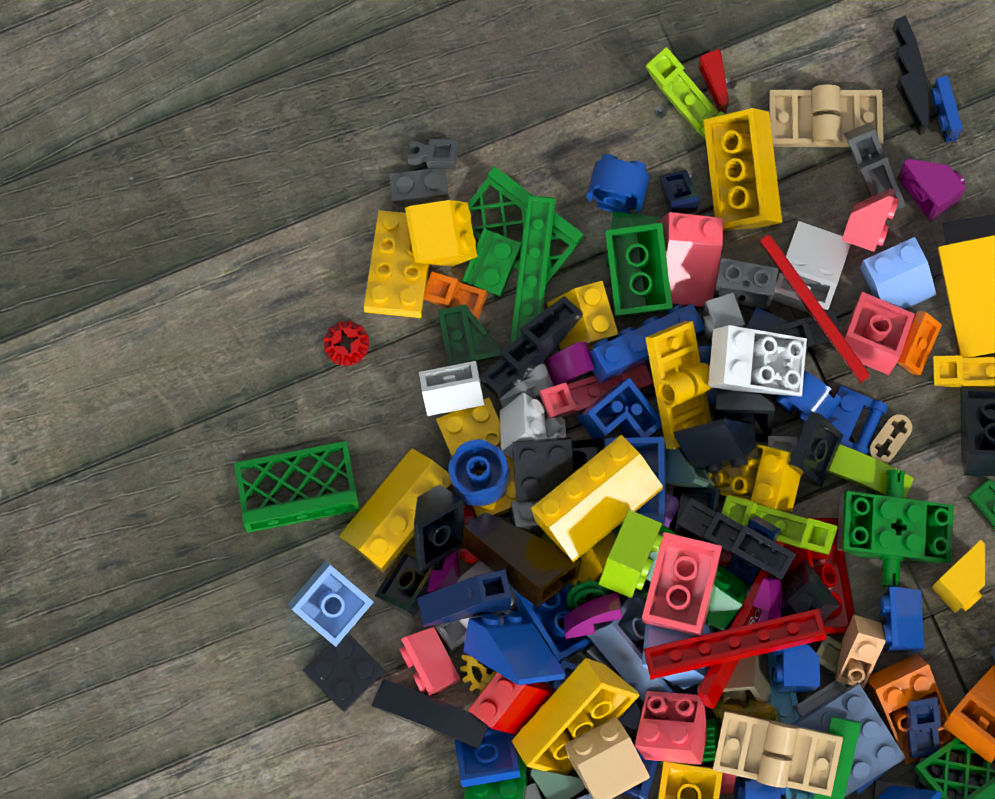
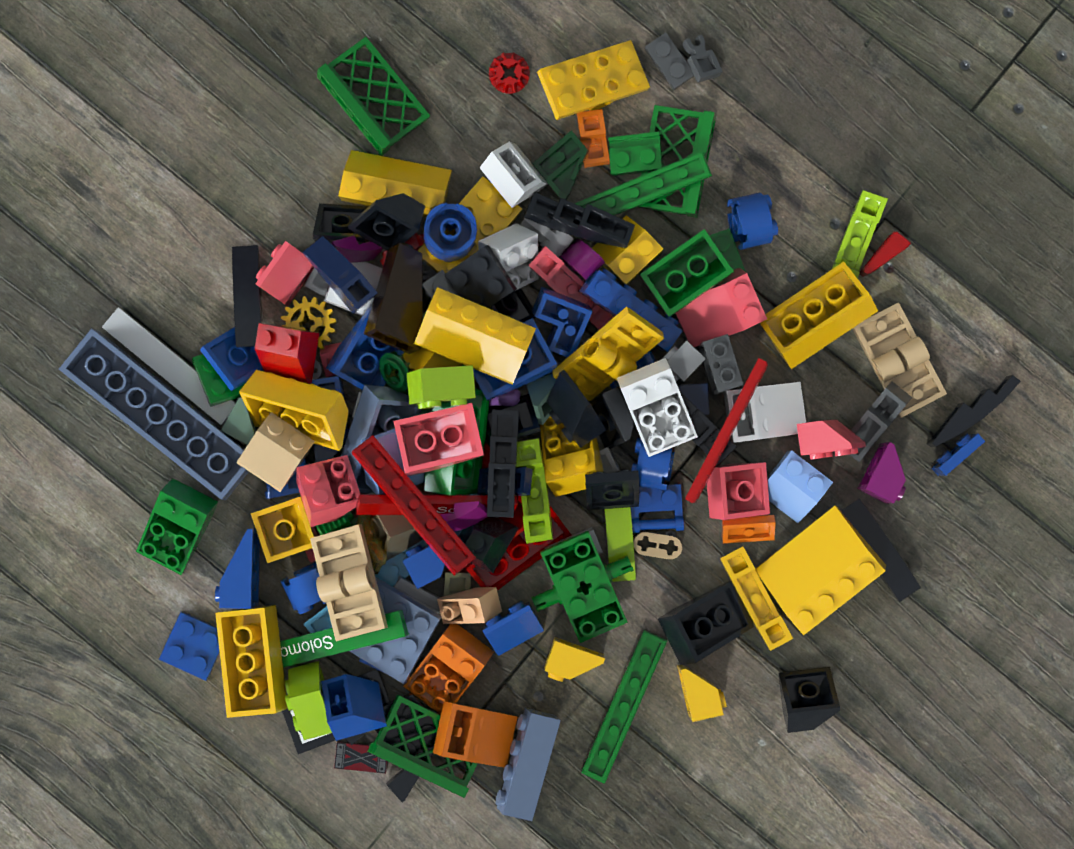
camera: 60 degrees right, 10 degrees up
(330, 603) = (291, 171): light blue slope -> none
(344, 672) = (248, 211): black plate -> none
(441, 233) = (635, 98): yellow slope -> none
(511, 648) = (320, 332): blue slope -> none
(583, 618) = (376, 376): magenta slope -> none
(679, 192) = (773, 273): dark blue slope -> none
(922, 727) = (434, 686): dark blue slope -> none

